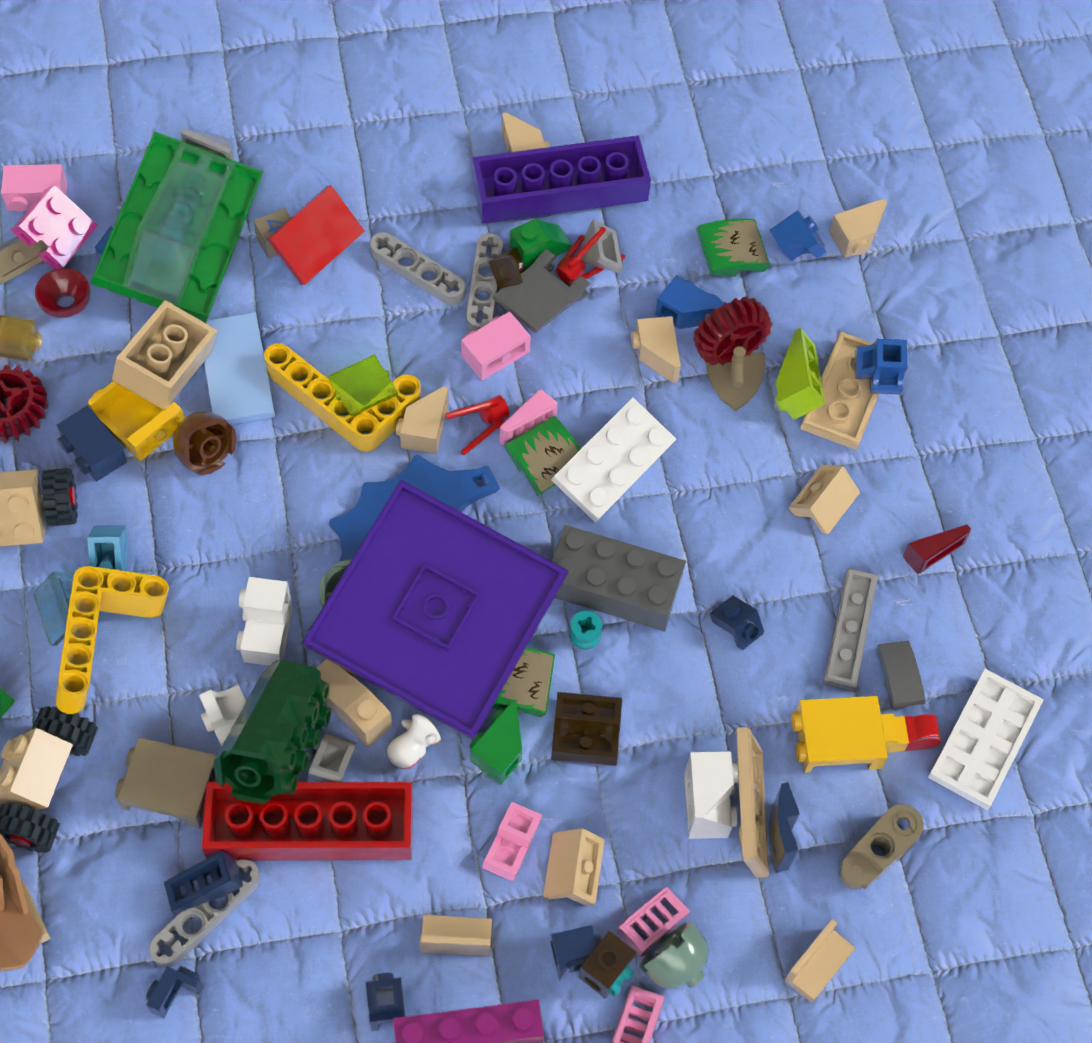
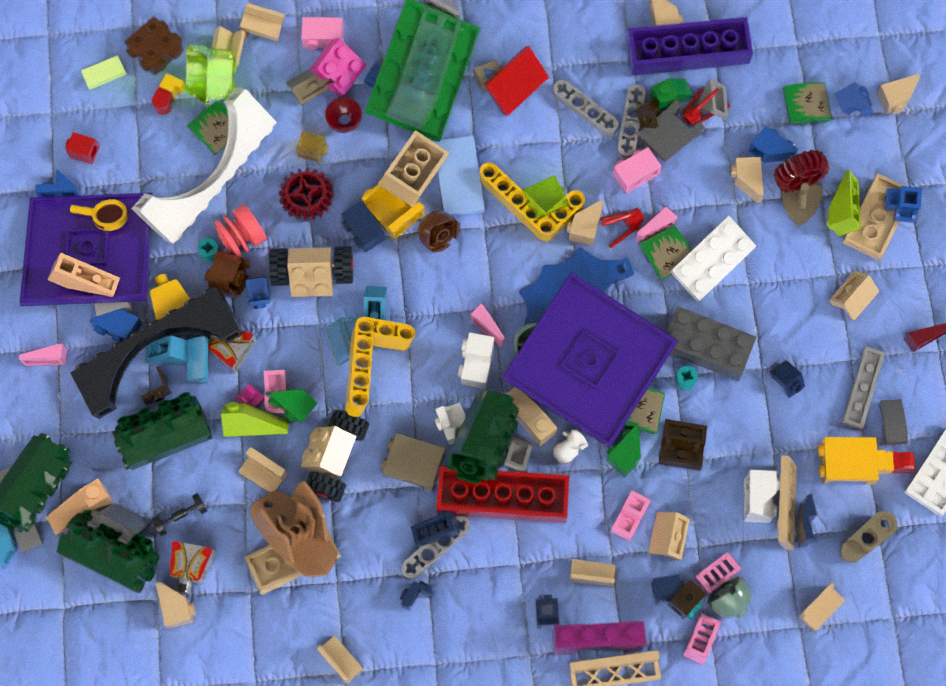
camera: 10 degrees right, 10 degrees up
(276, 567) = (483, 320): none -> bright pink slope

